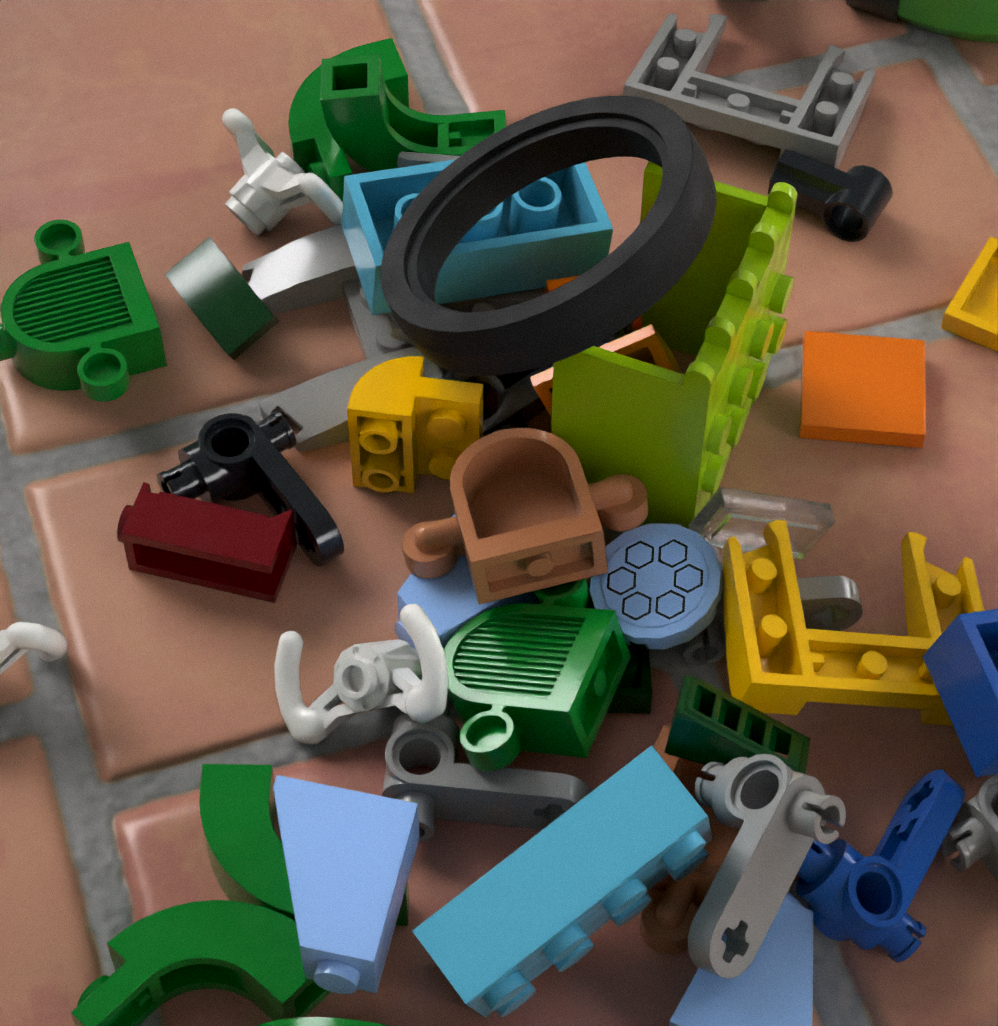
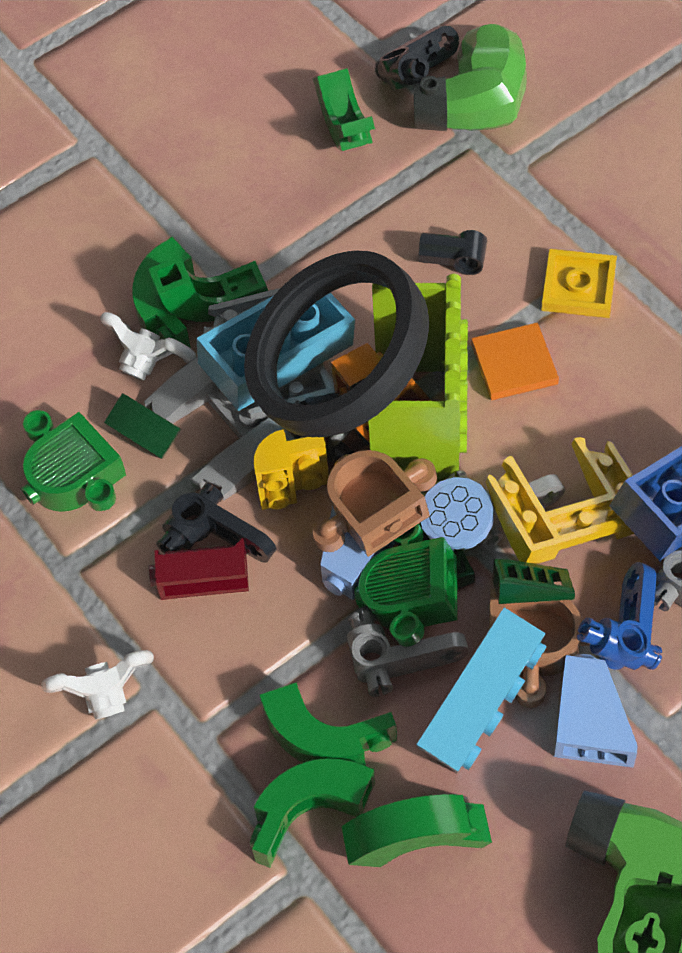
camera: 15 degrees left, 5 degrees up
(346, 877) = (363, 728): light blue slope -> none
(366, 679) = (325, 617): white piece -> none
(747, 514) = (489, 458): clear tile -> none
(777, 822) = (574, 640): light grey piece -> none
(814, 126) = (340, 216): light grey wedge -> none

